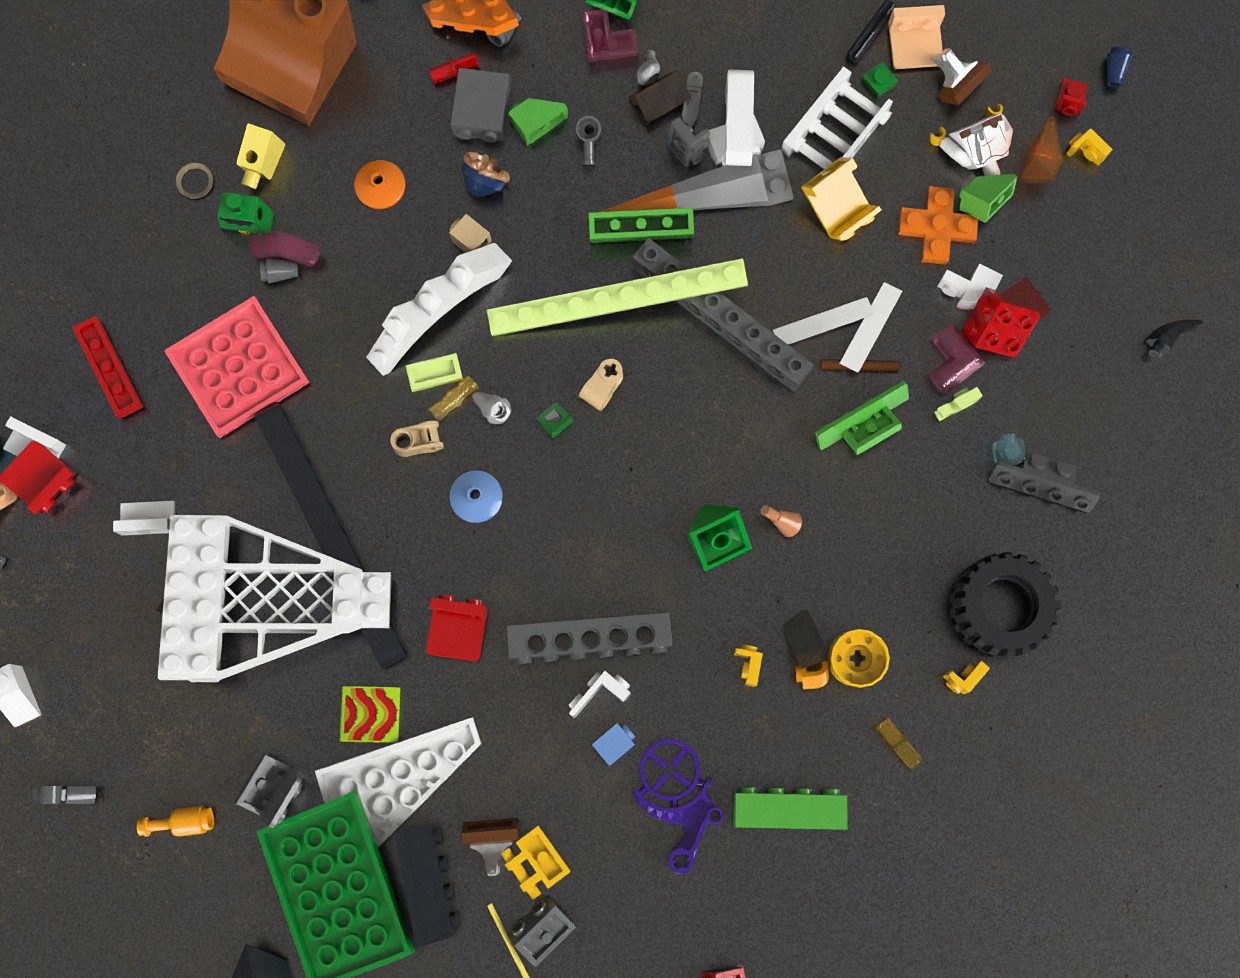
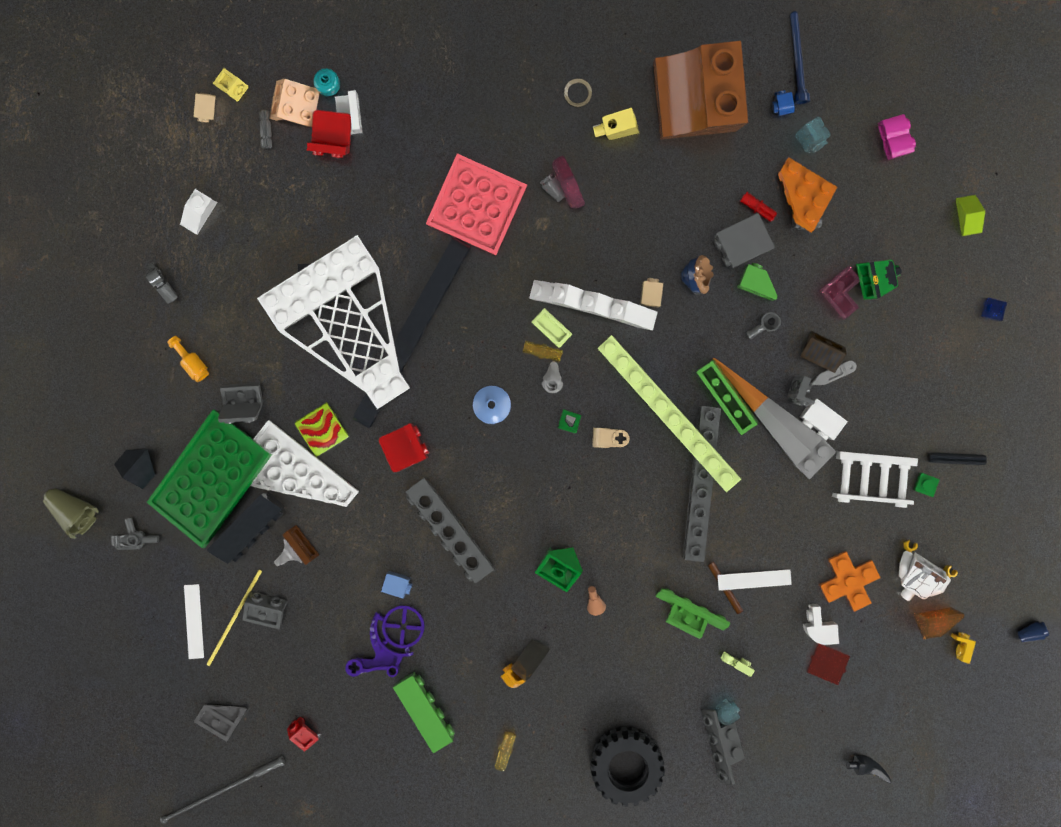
camera: 55 degrees right, 10 degrees up
(107, 367) = (425, 125): red plate -> none
(144, 518) = (350, 214): white panel -> none
(241, 213) = (574, 143): green torso -> none
(383, 194) = (644, 218): orange dish -> none
(418, 439) = (503, 348): tan piece -> none
(542, 857) = (305, 585): yellow plate -> none
(616, 685) = (430, 565): white bracket -> none
(649, 70) = (837, 333): light grey animal -> none
(739, 117) = (838, 415): white beam -> none
(750, 670) = (492, 638): yellow bracket -> none
(825, 321) = (739, 548): white sticker -> none
(839, 200) = (824, 511): panel -> none
(867, 645) = (534, 708): yellow wheel -> none
(915, 36) = (969, 492): light nougat bracket -> none
(960, 77) = (960, 536): piece -> none
(960, 356) = (766, 649): clear pink brick -> none
(971, 676) = (572, 770): yellow bracket -> none
(987, 195) = (888, 601): bright green slope -> none
(999, 324) = (802, 659): red bracket -> none
(1071, 97) = (992, 614): red bracket -> none

